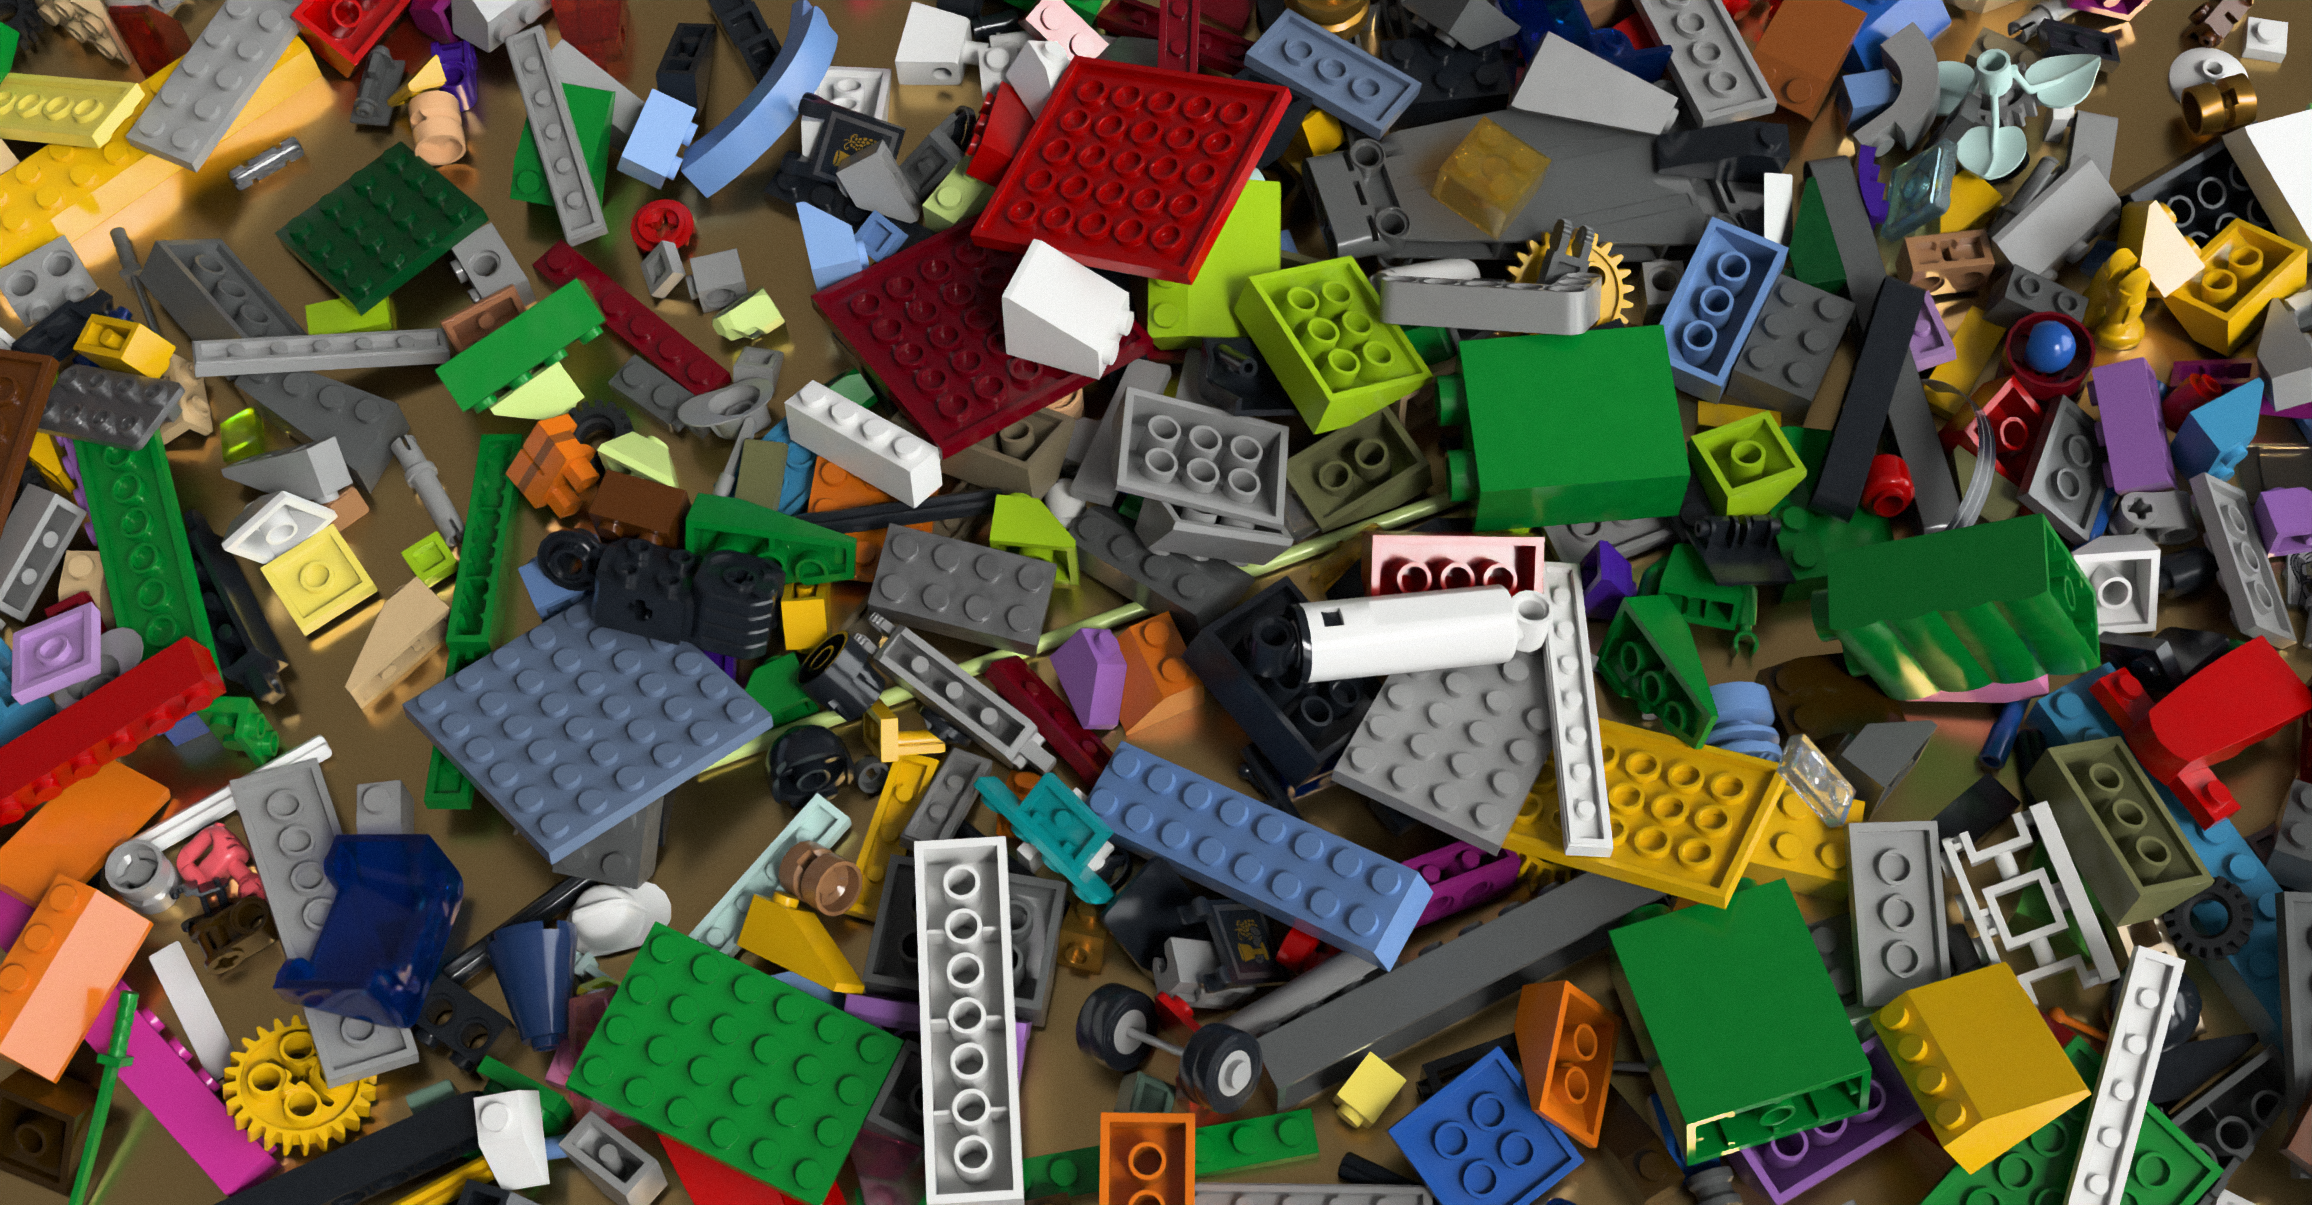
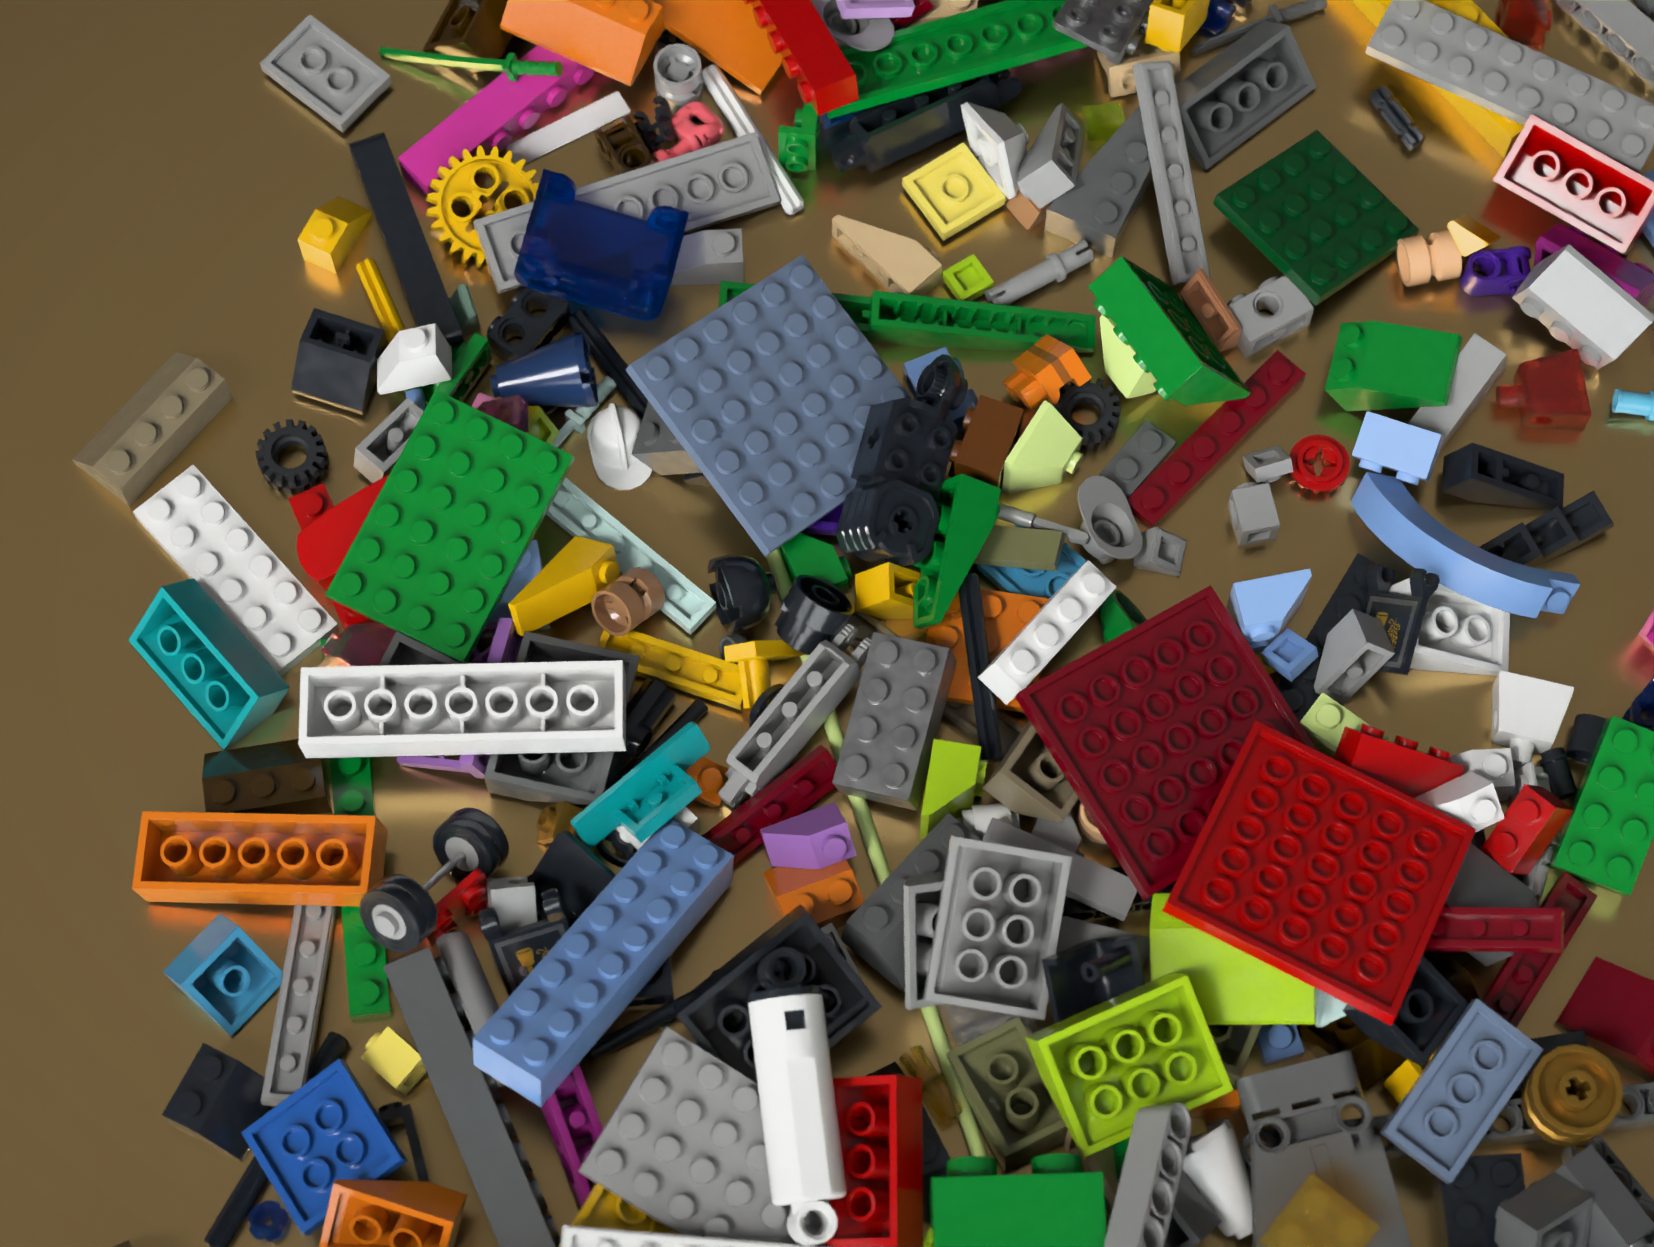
camera: 90 degrees right, 5 degrees up
(339, 317) = (1216, 179): lime tile -> none
(378, 83) = (1484, 206): dark grey hinge -> none
(556, 136) = (1394, 352): light grey tile -> none
(748, 316) = (1214, 542): yellowish green rock -> none
(939, 152) = (1377, 696): dark grey piece -> none
(946, 799) = (687, 703): light grey tile -> none
(1064, 313) = (1162, 806): white slope -> none
(1144, 1094) = (415, 865): sand green slope -> none

